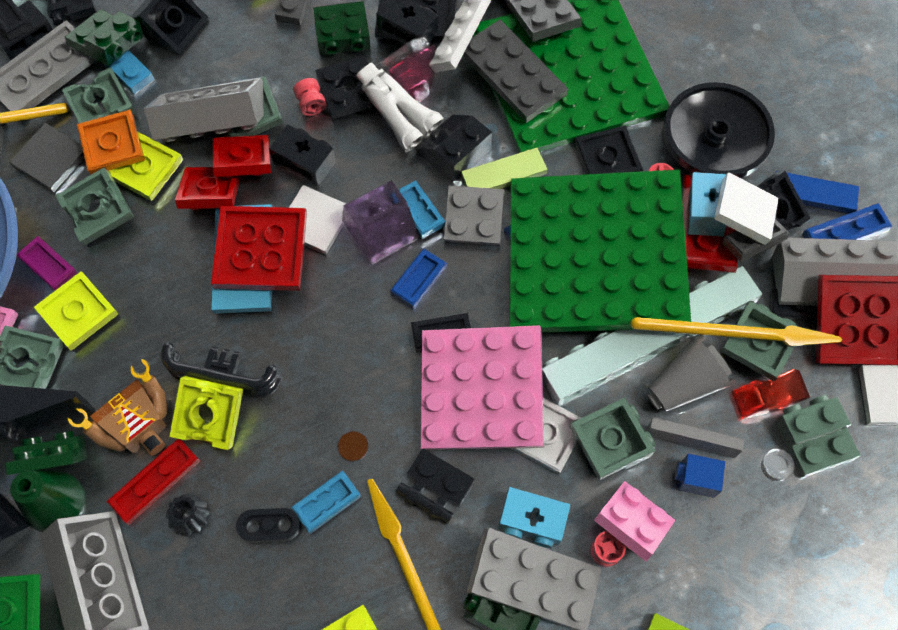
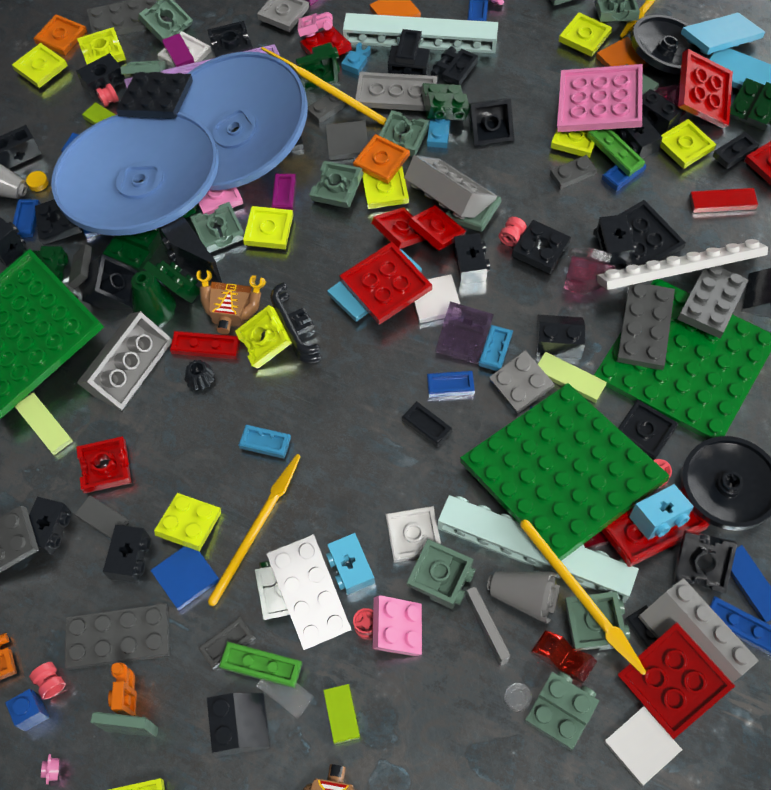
camera: 55 degrees right, 5 degrees down
(269, 525) = (227, 423): black plate -> none
(341, 28) = (579, 211): dark green plate -> none
(353, 446) = (312, 431): reddish brown piece -> none
(388, 95) = (551, 268): white piece -> none
(439, 477) = (332, 494): black plate -> none
(482, 388) = (407, 471): bright pink plate -> none
(700, 475) = (464, 648): blue brick -> none
(745, 247) = (664, 559): dark grey tile -> none
(746, 208) = (675, 534): white tile -> none

